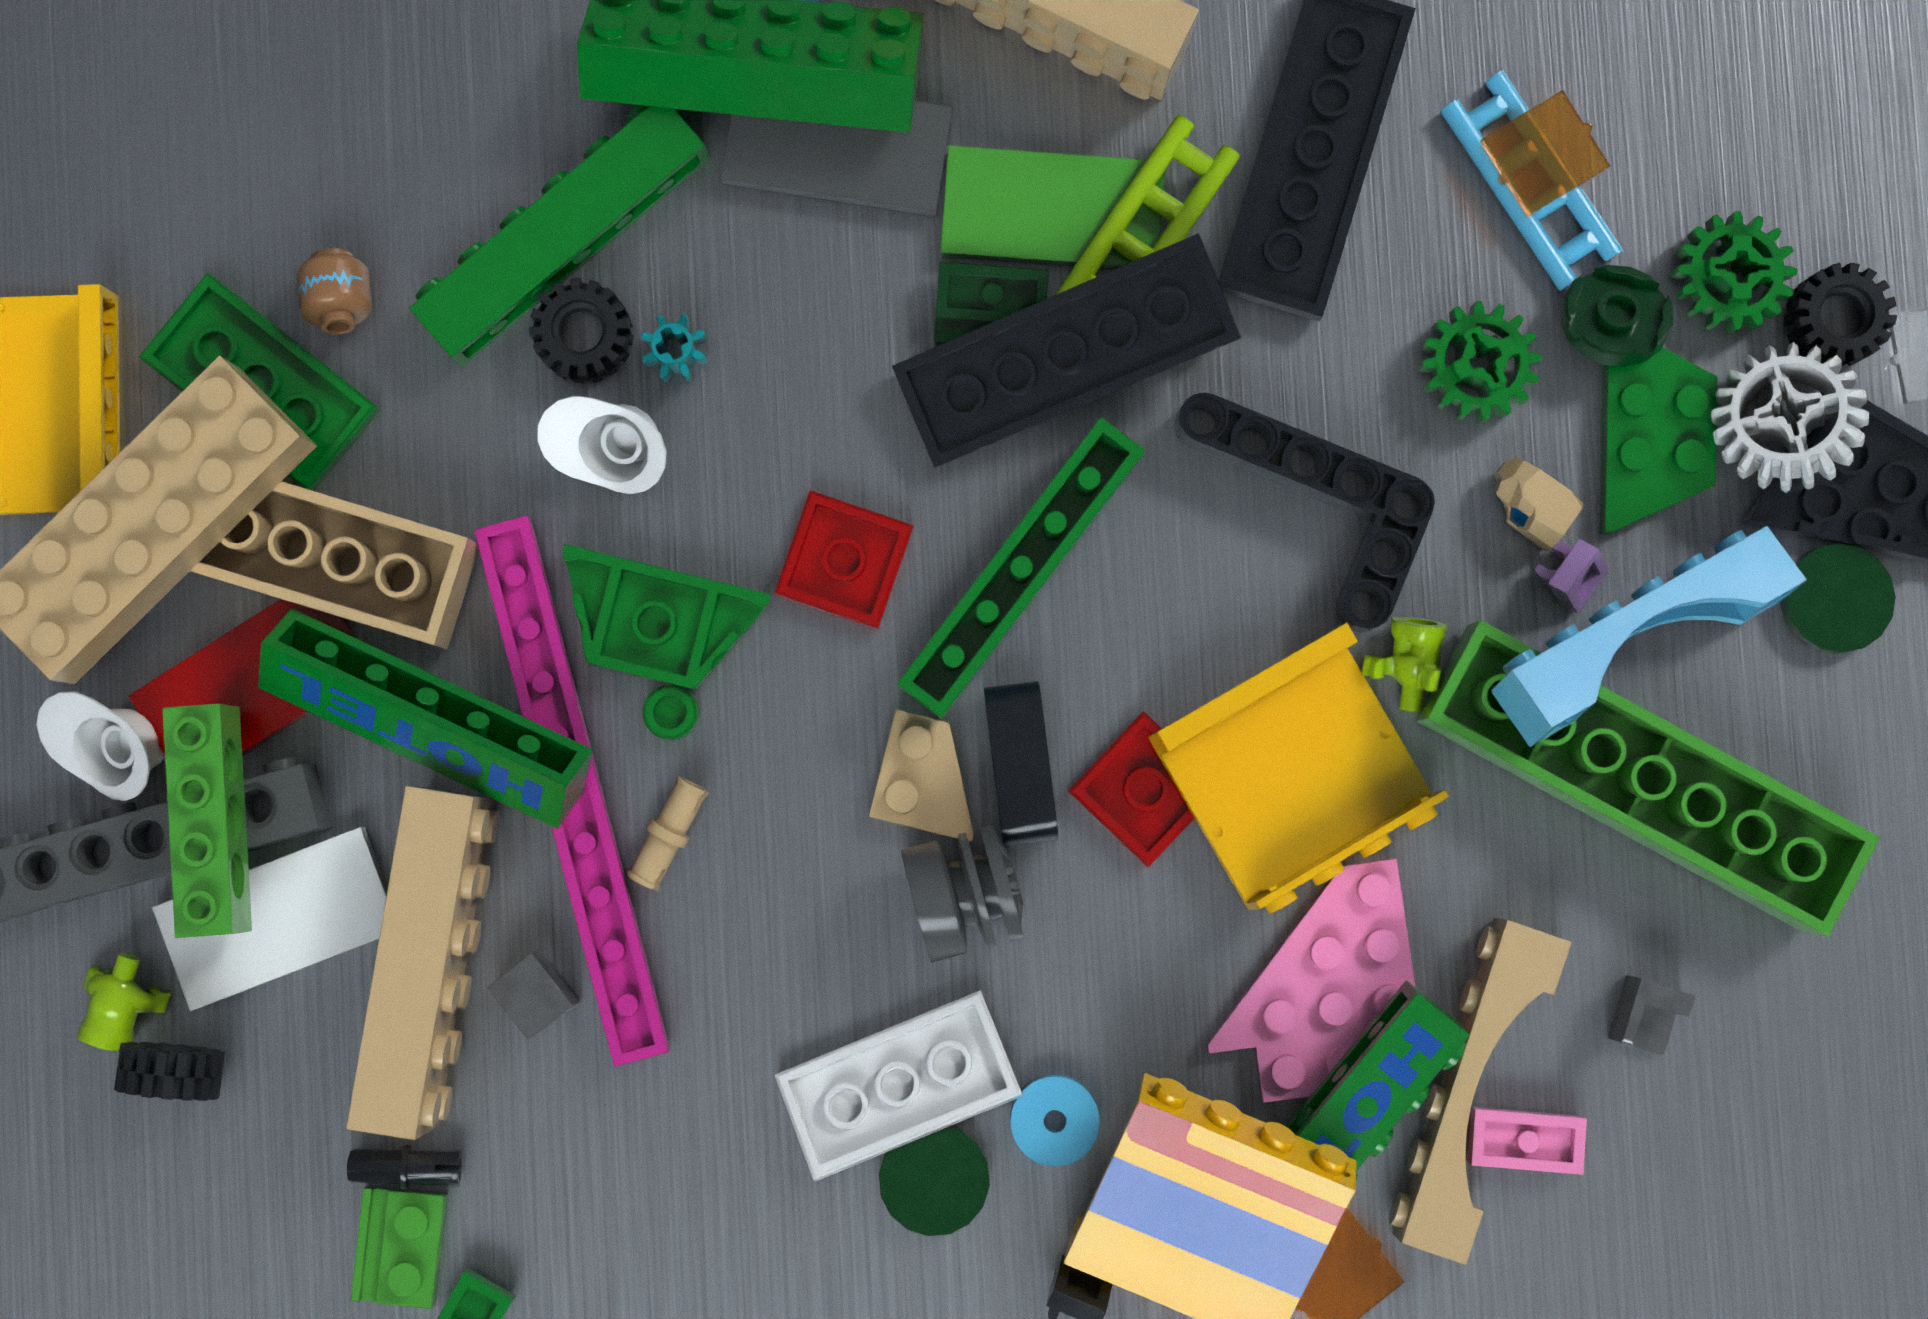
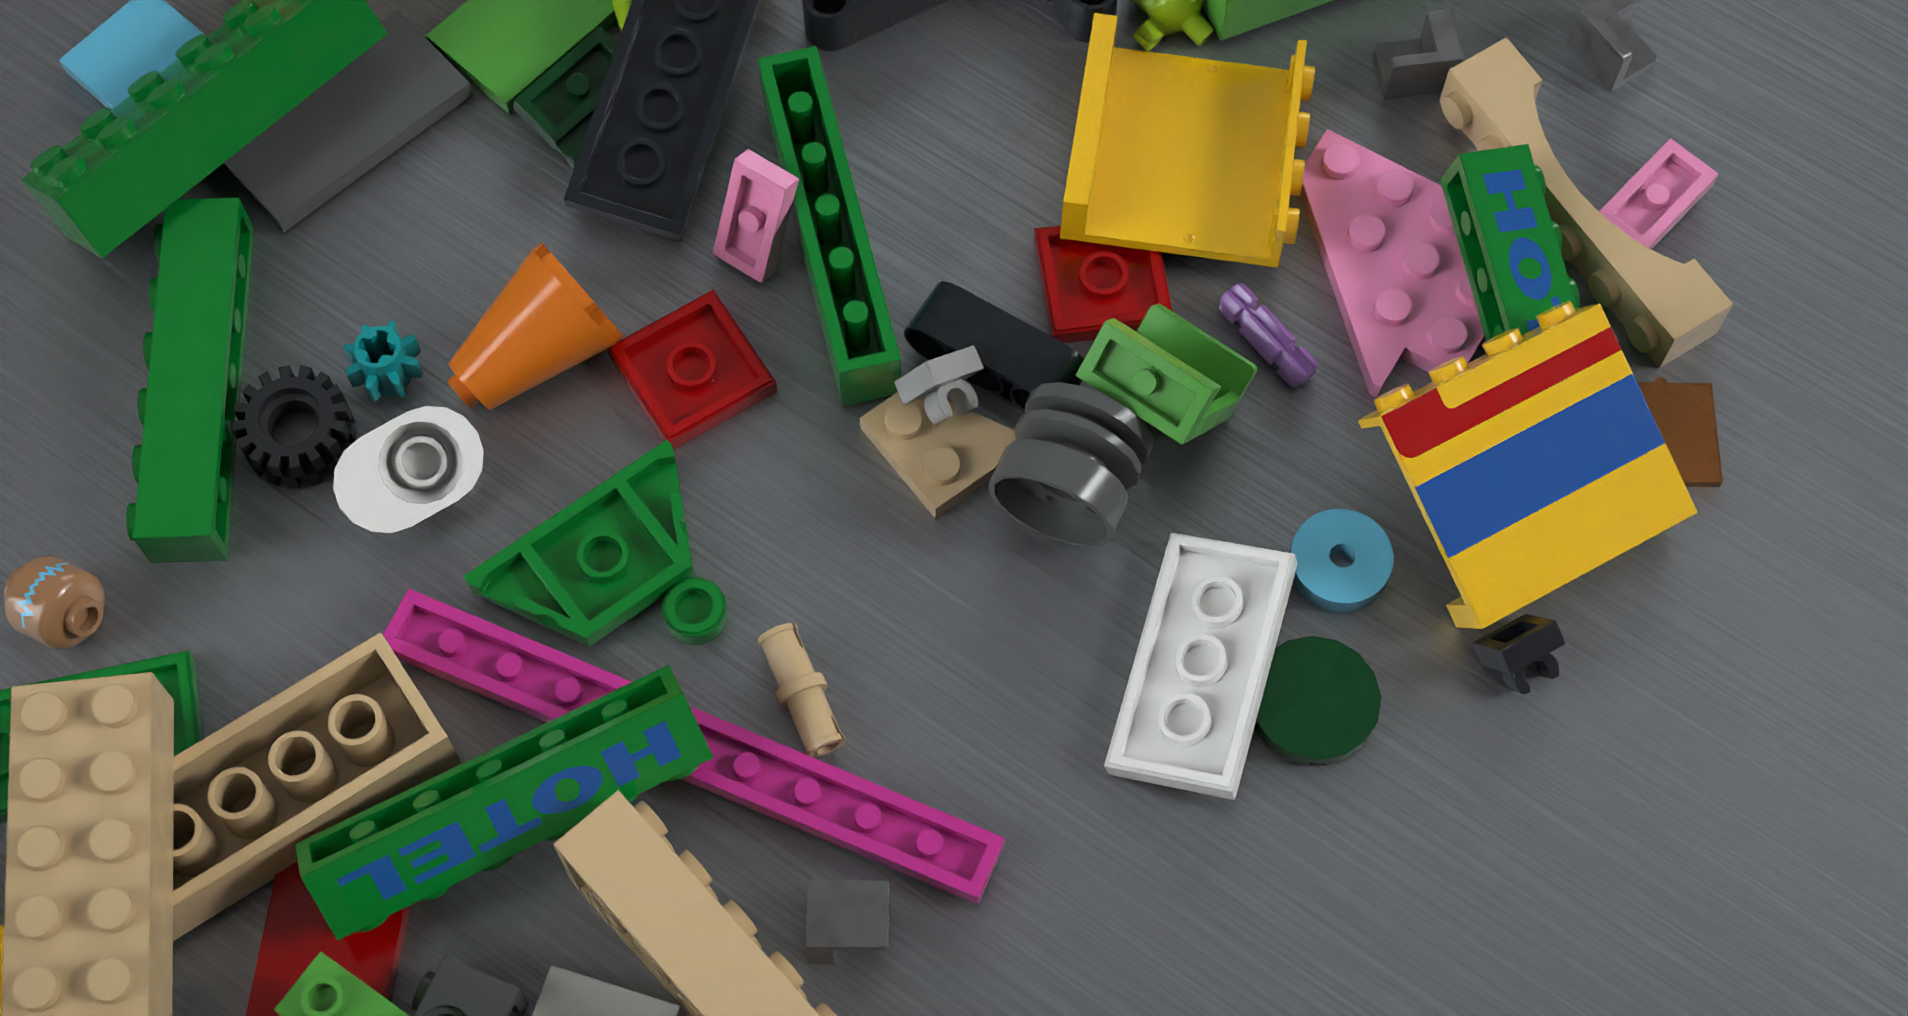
camera: 50 degrees left, 20 degrees down
(774, 436) = (530, 334): none -> orange cone
(957, 747) = (942, 379): none -> light grey tile
(981, 516) = (755, 215): none -> bright pink plate
(1083, 908) = (1168, 373): none -> bright green panel
(1190, 941) = (1267, 335): none -> medium lavender axle
(1513, 881) = (1419, 64): none -> flat silver panel

